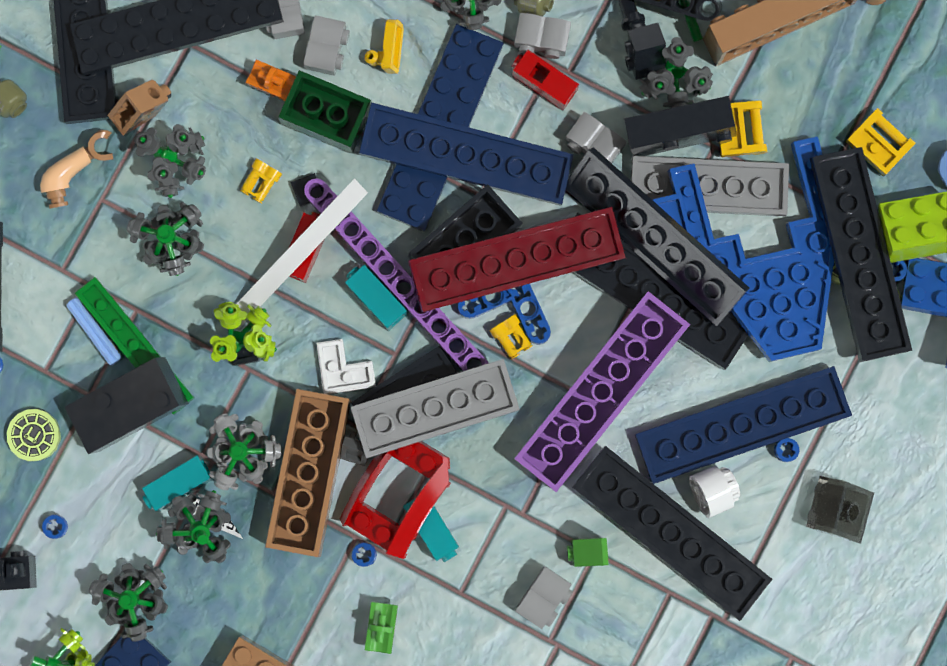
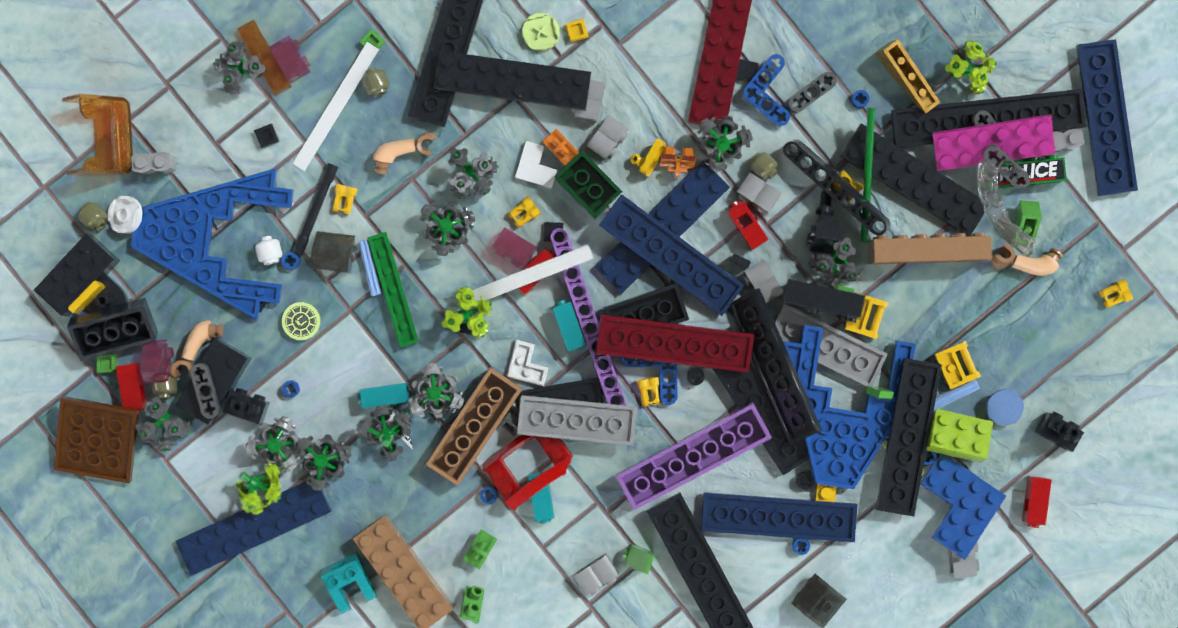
camera: 20 degrees right, 5 degrees up
(21, 249) = (346, 191): none -> yellow piece
(38, 332) = (332, 252): none -> clear smoke slope
(52, 595) = (270, 434): none -> light grey plant
(126, 405) = (372, 329): black brick -> none
(146, 99) = (467, 125): medium nougat torso -> none
(245, 124) = (530, 168): none -> white tile
(266, 228) = (514, 247): none -> clear pink brick
(426, 38) = (678, 163): none -> orange hips
(553, 294) = (701, 378): none -> black bush
(555, 127) = (740, 261): none -> black tile
(714, 490) = (740, 553): white piece -> none
(759, 372) = (805, 486): none -> black bush
(787, 369) = (825, 493): none -> yellow plate
(799, 214) = (879, 392): none -> bright green tile
(896, 177) = (956, 394): none -> light blue axle

